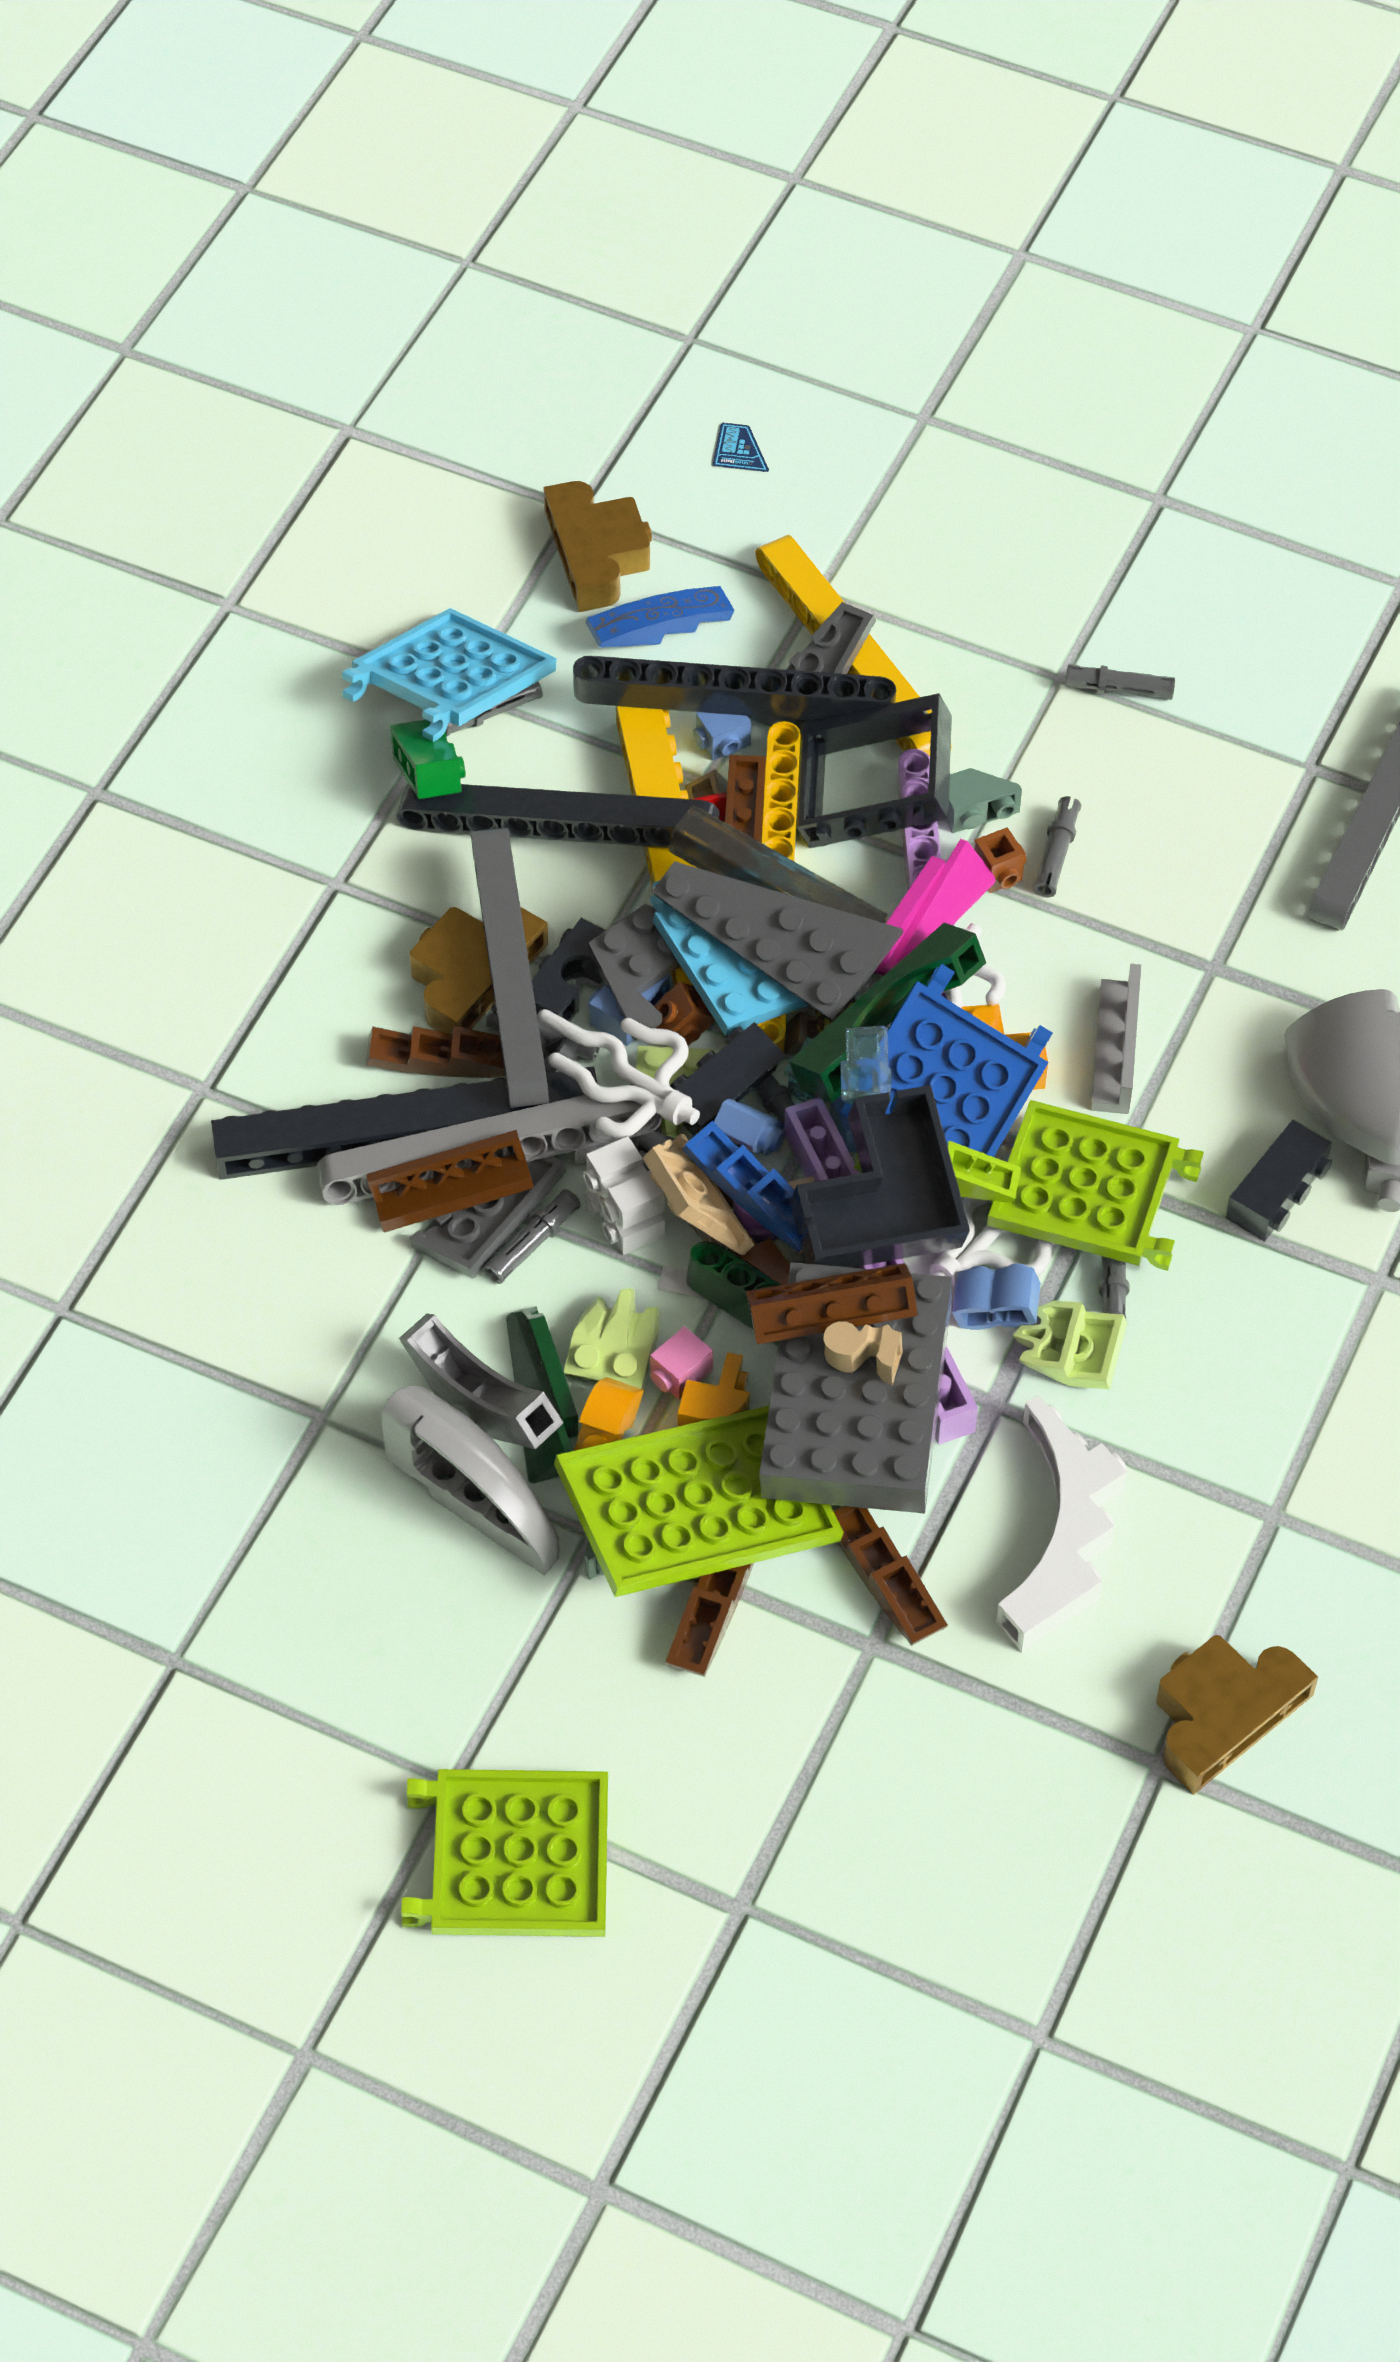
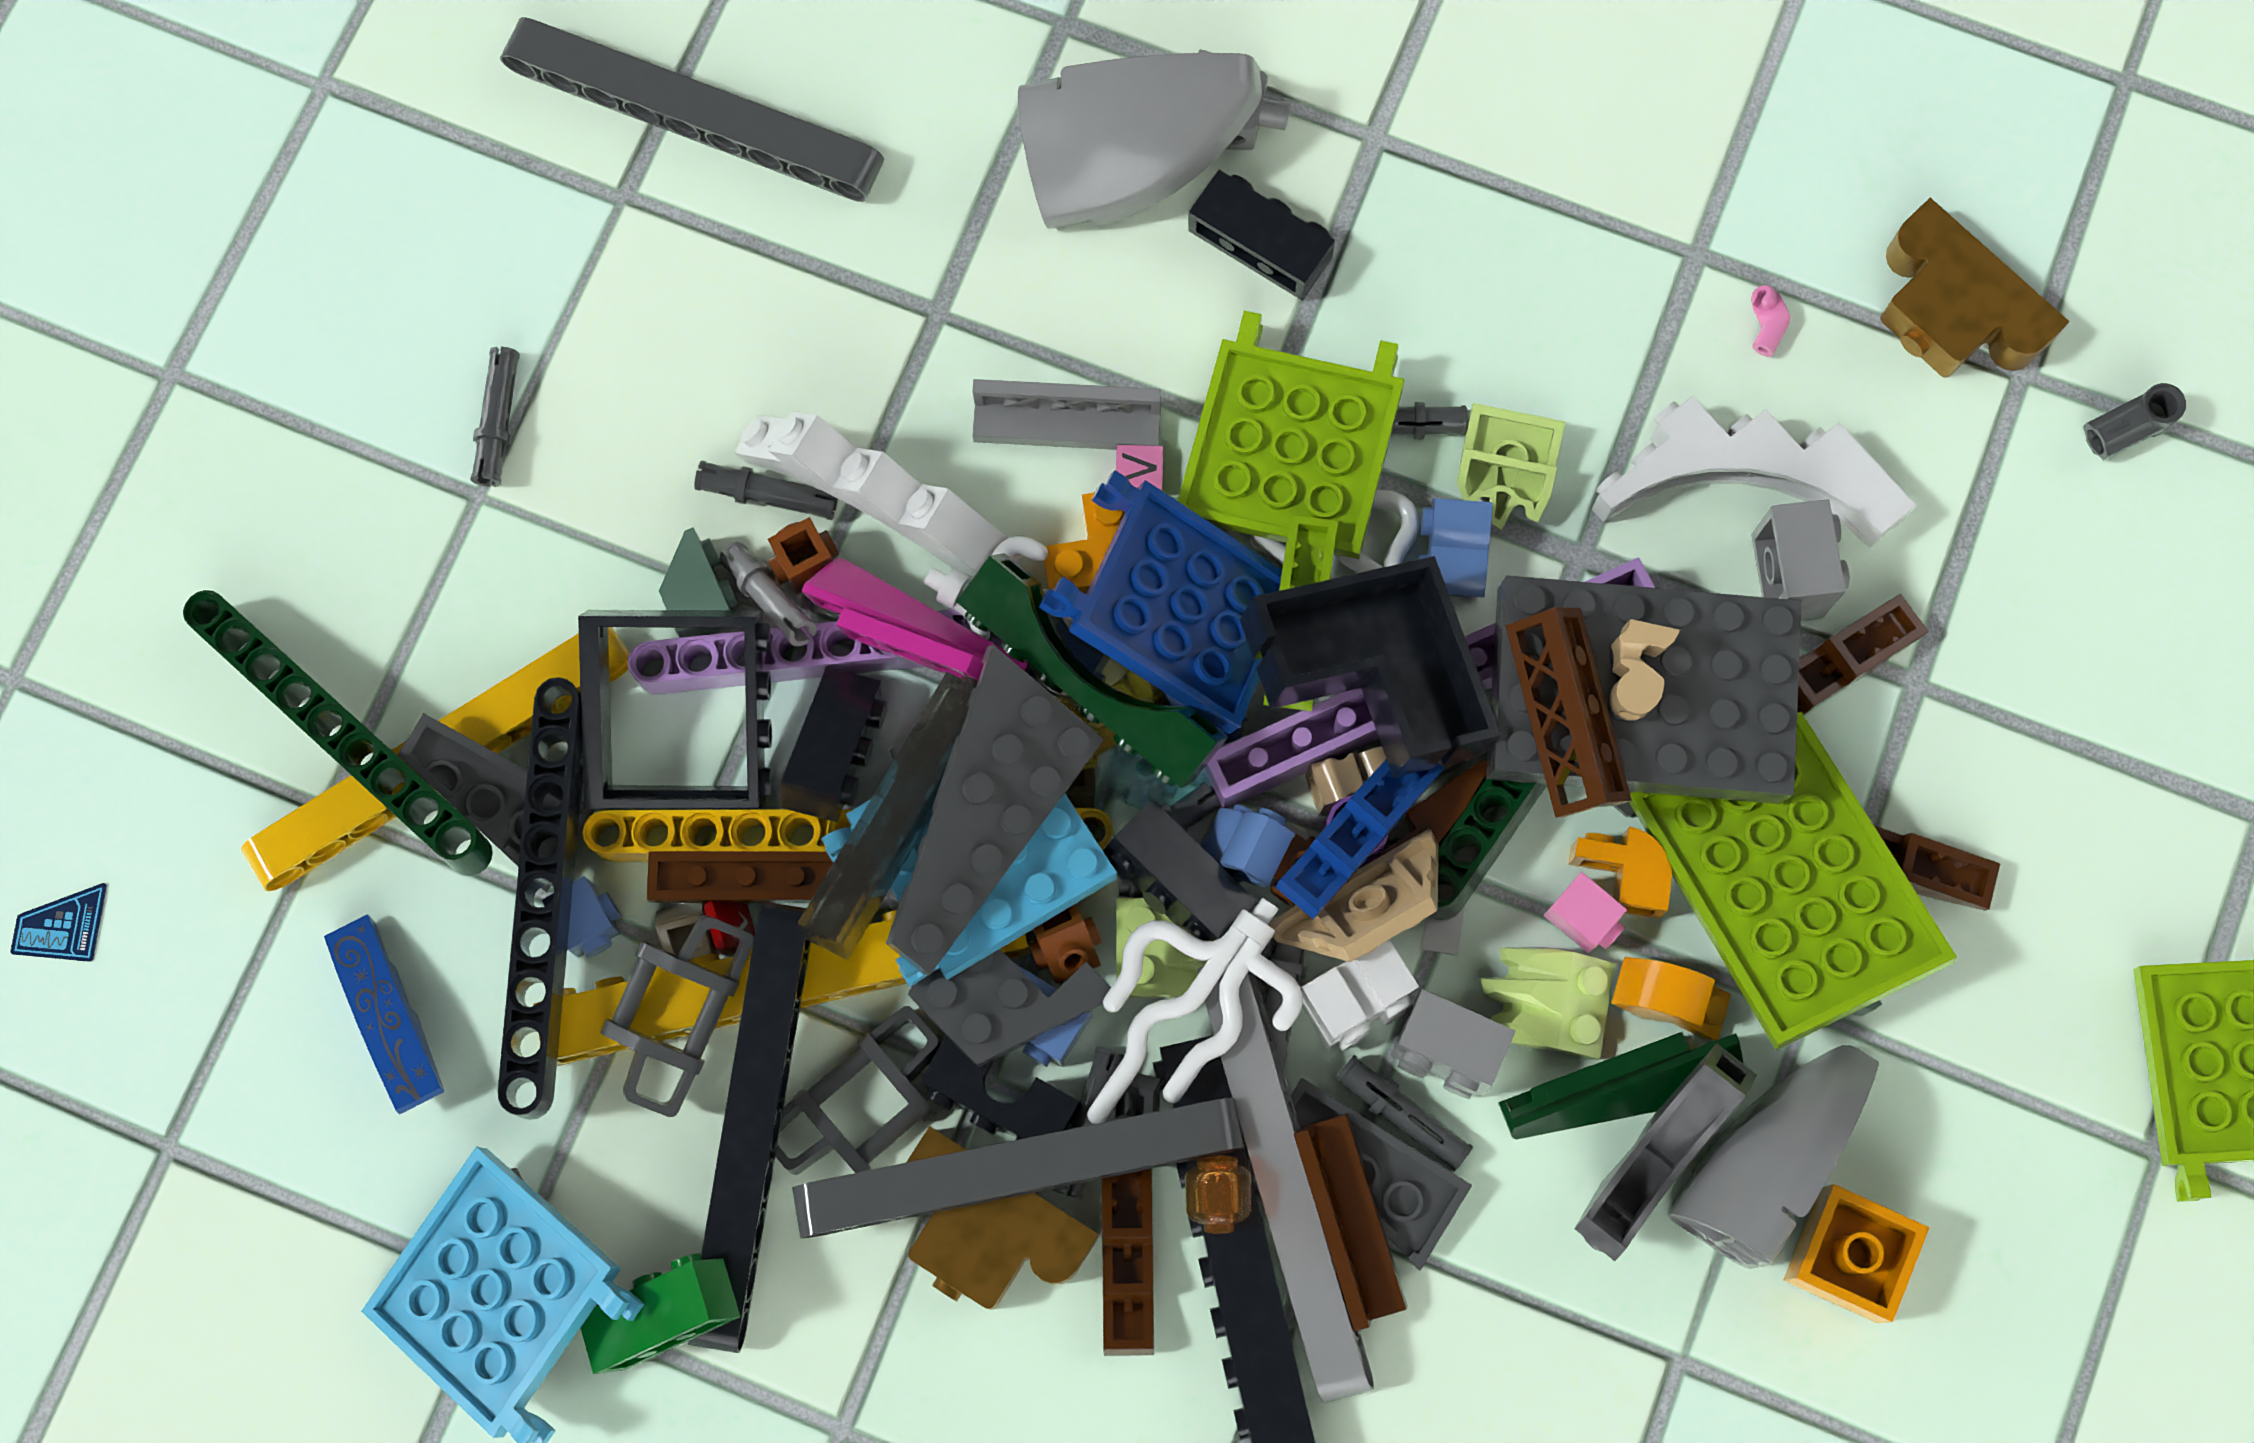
camera: 90 degrees left, 20 degrees up
(388, 1525) = (1856, 1254): none -> light orange brick
(477, 1085) = (1218, 1193): none -> clear orange head
(568, 864) = (867, 1051): none -> dark grey bar
(580, 1254) = (1451, 1045): none -> light grey brick
(596, 541) = (242, 1112): pearl gold brick -> none
(631, 735) = (690, 1057): none -> dark grey bar
(848, 865) = (833, 745): none -> black brick
(866, 576) = (349, 744): none -> dark green beam
(867, 1063) = (1211, 684): clear light blue brick -> none
(947, 839) = (758, 583): none -> light grey pin
(974, 1536) = (1801, 556): none -> light grey brick
(1050, 883) = (873, 483): none -> white arch
(1073, 1091) = (1140, 464): none -> bright pink tile
(1105, 1835) = (2134, 421): none -> dark grey piece
(1208, 1562) = (1772, 318): none -> bright pink arm

